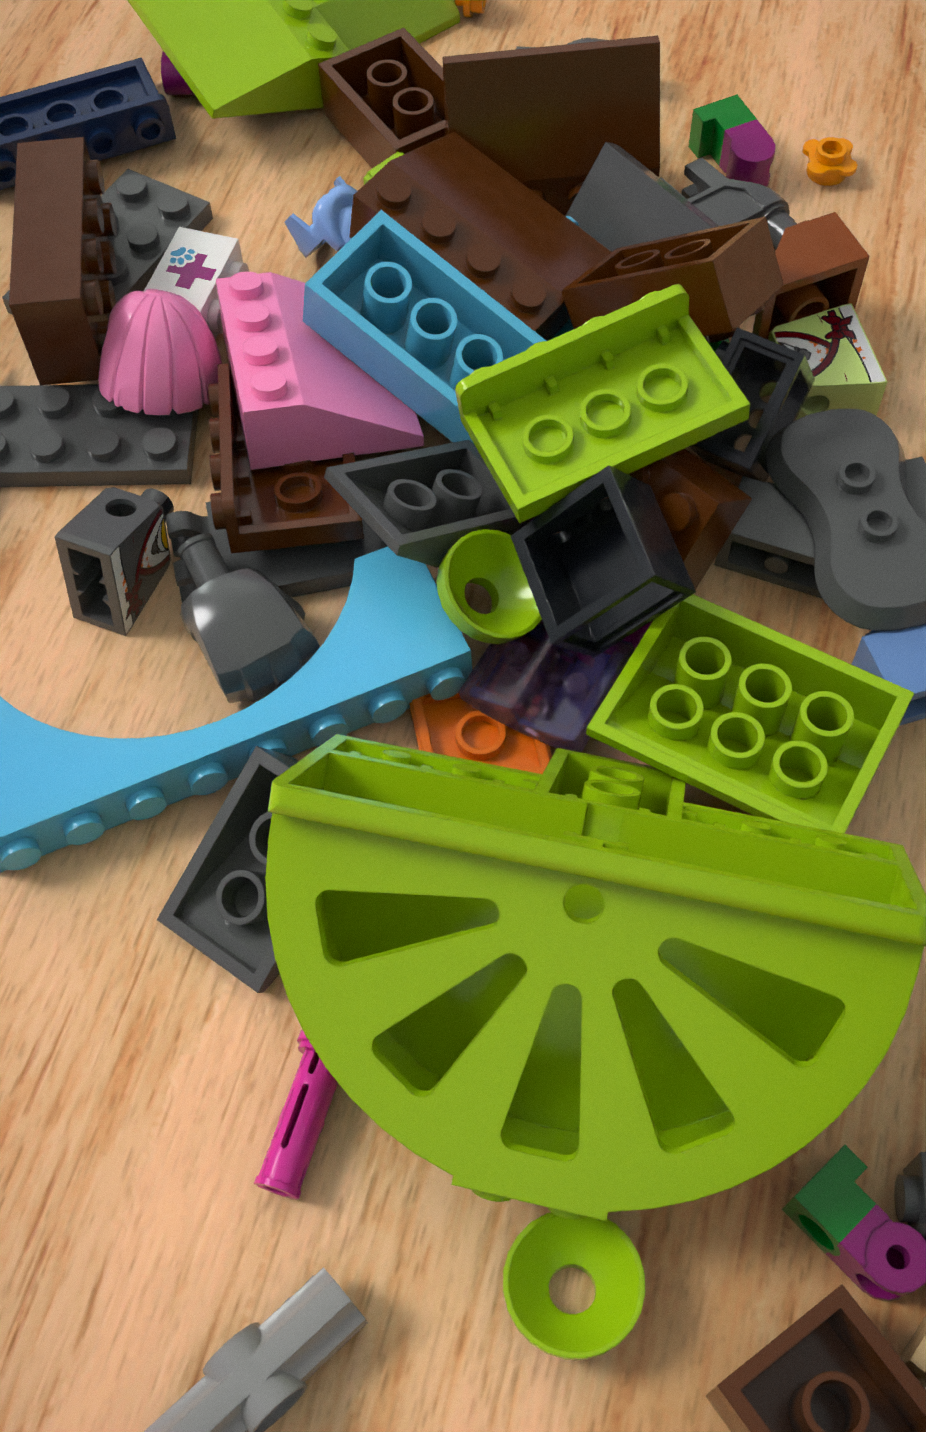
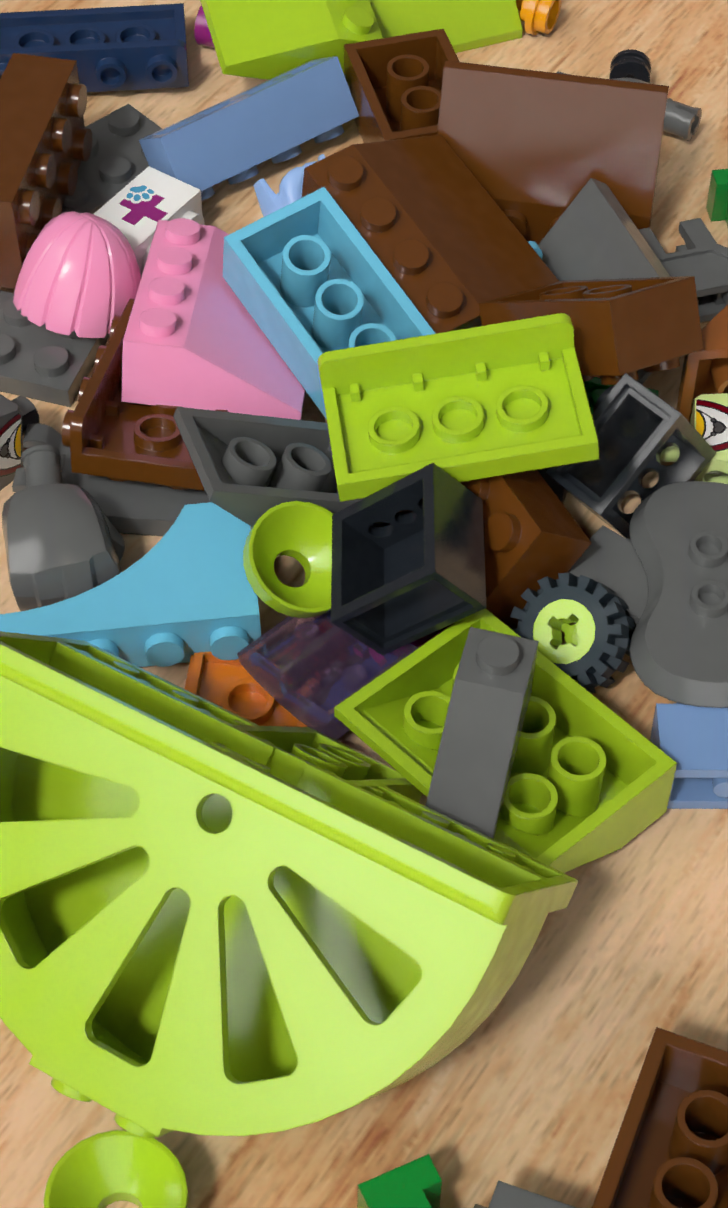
camera: 15 degrees right, 10 degrees down
(260, 163) = (254, 127): none -> medium blue brick
(573, 26) = (630, 64): none -> black piece
(744, 716) = (483, 728): none -> dark grey slope
(783, 579) = (597, 639): none -> black wheel

